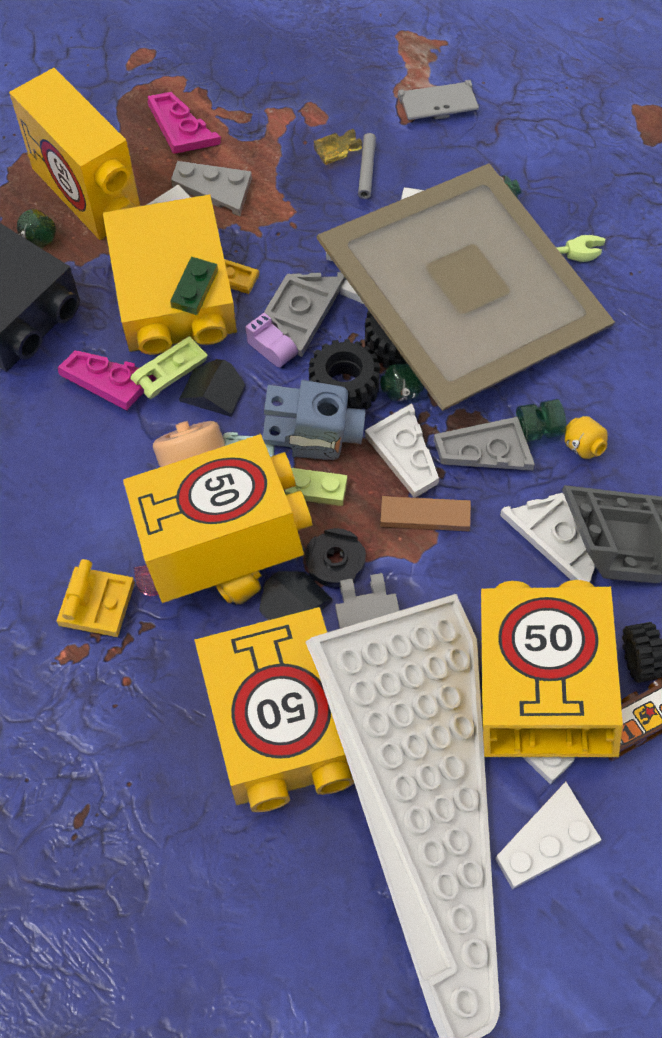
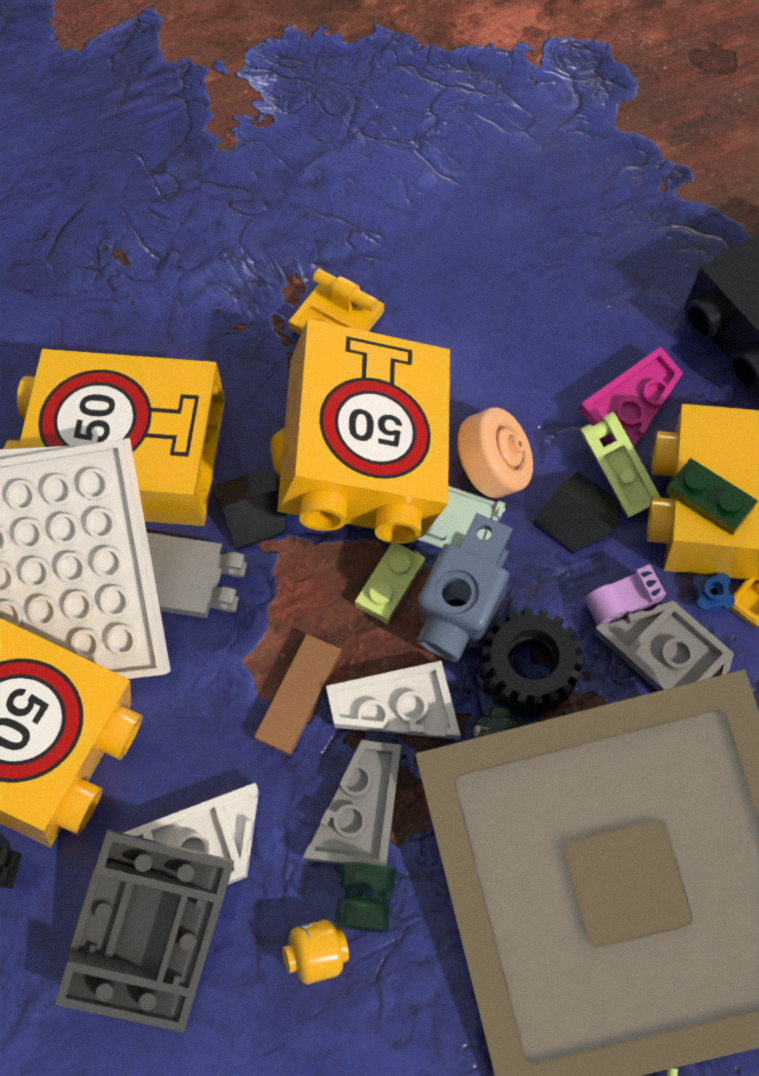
camera: 110 degrees right, 5 degrees up
(245, 303) = (708, 601): none -> blue plate
(326, 545) = (283, 587): black plate -> none

